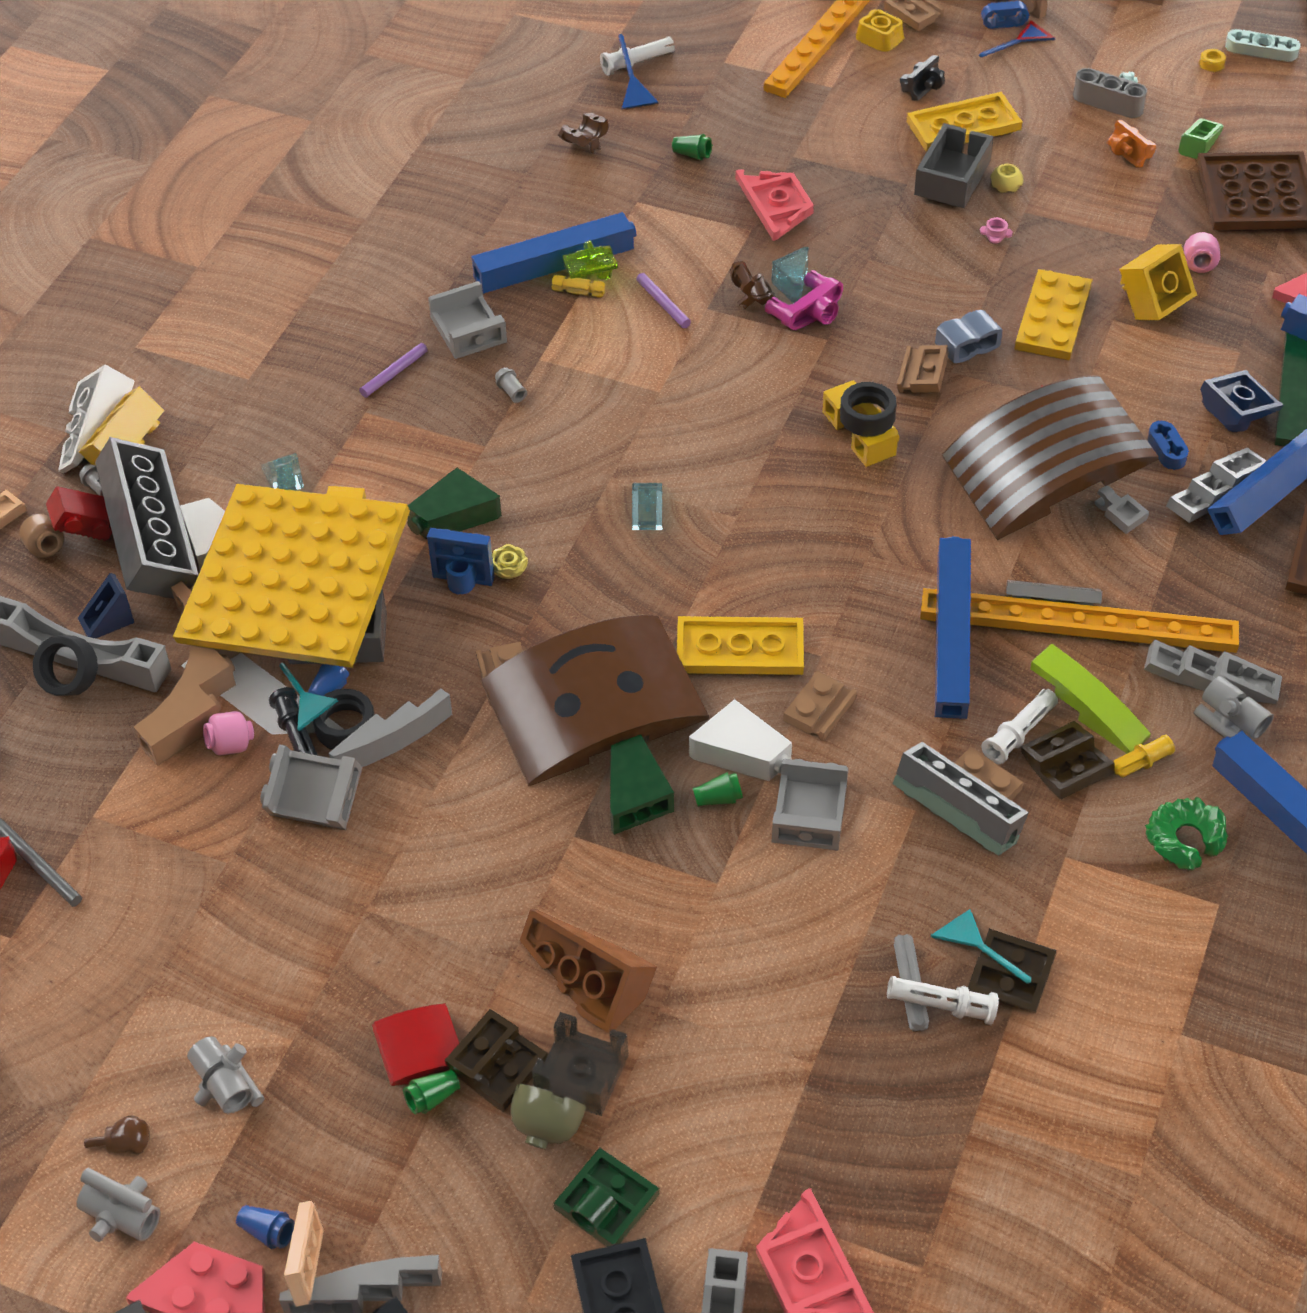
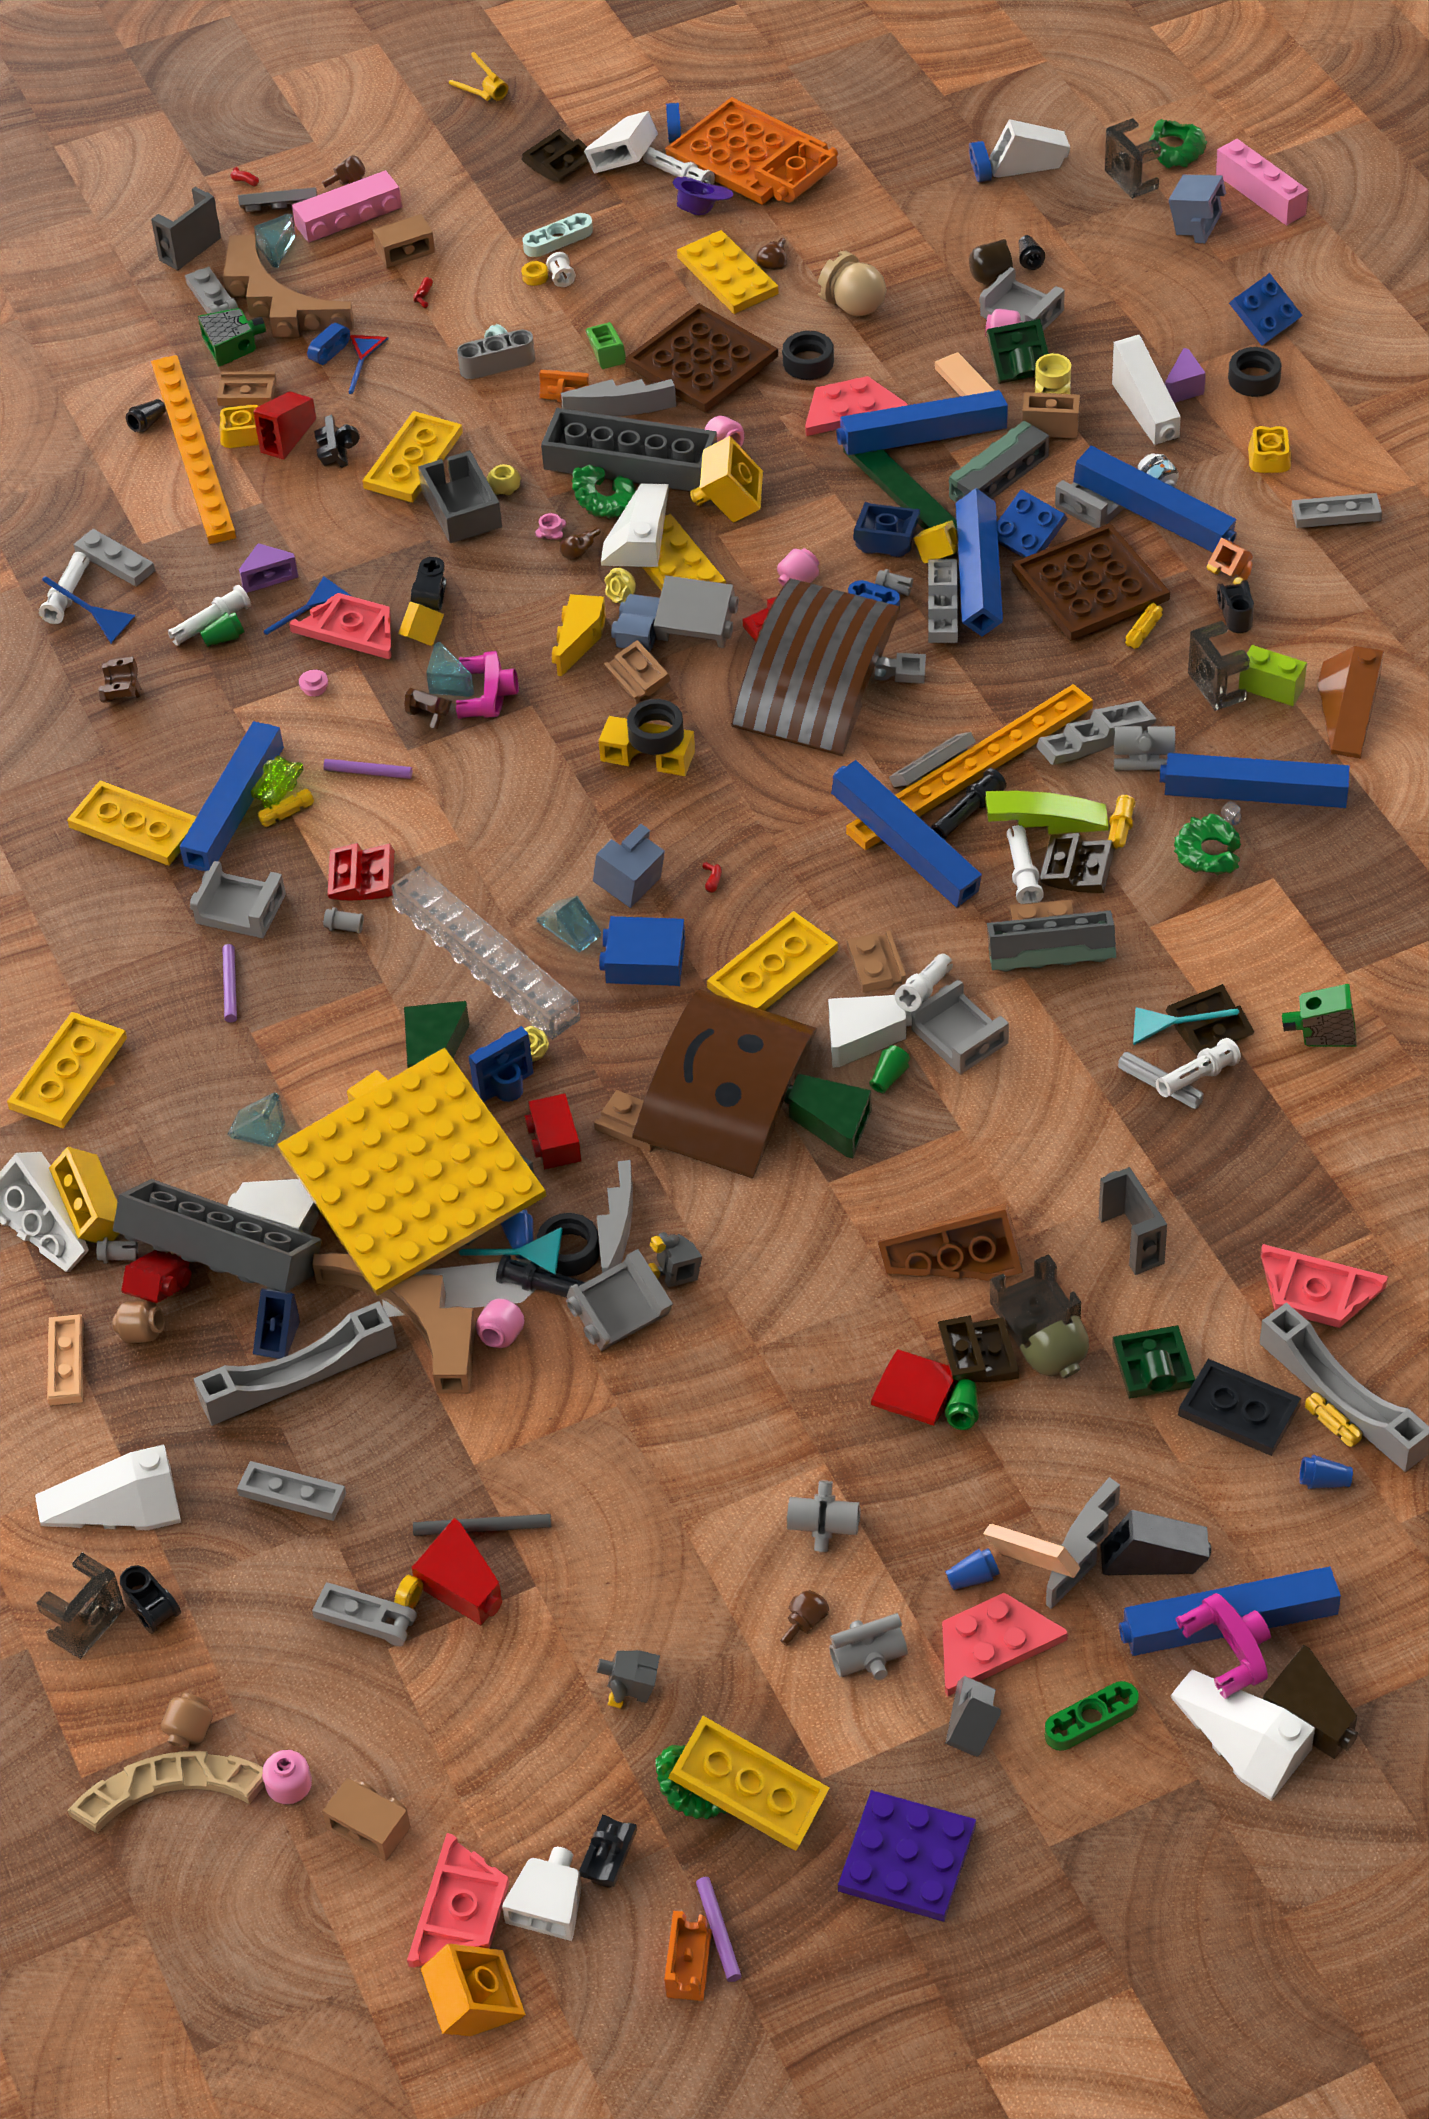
camera: 45 degrees left, 0 degrees up
(44, 660) = (331, 1400): black tyre -> none
(228, 346) = (67, 1070): none -> yellow plate
(389, 796) = (677, 1259): none -> dark grey piece
(440, 633) = (553, 1131): none -> red brick
(474, 221) = (132, 822): none -> yellow plate
(563, 479) = (485, 953): none -> clear brick
(566, 363) = (361, 873): none -> red slope
(666, 561) = (643, 951): none -> blue brick
(693, 58) = (114, 557): none -> light grey plate
(704, 220) = (313, 682): none -> bright pink plate
(717, 132) = (229, 603): none -> white pin
(717, 1098) = (1125, 1195): none -> dark grey panel
(728, 492) = (629, 868): none -> sand blue plate
(769, 126) = (267, 567): none -> medium lavender slope
(786, 552) = (713, 880): none -> red piece
(797, 168) = (323, 592): none -> blue piece
(809, 746) = (920, 986): none -> white pin
(821, 231) = (421, 623): none -> yellow panel
(859, 210) = (429, 584): none -> black piece
(904, 41) = (283, 423): none -> red slope
(917, 311) = (581, 629): none -> yellow slope
(990, 301) = (619, 585): none -> light yellow plate
(995, 254) = (577, 545): none -> reddish brown piece
(1014, 354) = (695, 609): none -> light grey panel
(1030, 647) = (974, 799): none -> black pin
(1048, 273) = (639, 530): none -> white wedge
(1049, 240) = (596, 503): none -> green piece
(1101, 1052) = (1324, 1018): none -> torso
(1109, 207) = (626, 448): none -> dark grey brick
(1117, 23) = (423, 291): none -> red piece
(1132, 382) = (798, 565): none -> bright pink head
(1155, 178) = (622, 399): none -> light grey slope
(1196, 443) = (896, 582): none -> light grey pin
(1233, 64) = (564, 262): none -> white bush
(1245, 824) = (1231, 813): none -> clear hand
(1267, 437) = (937, 541): none -> yellow panel

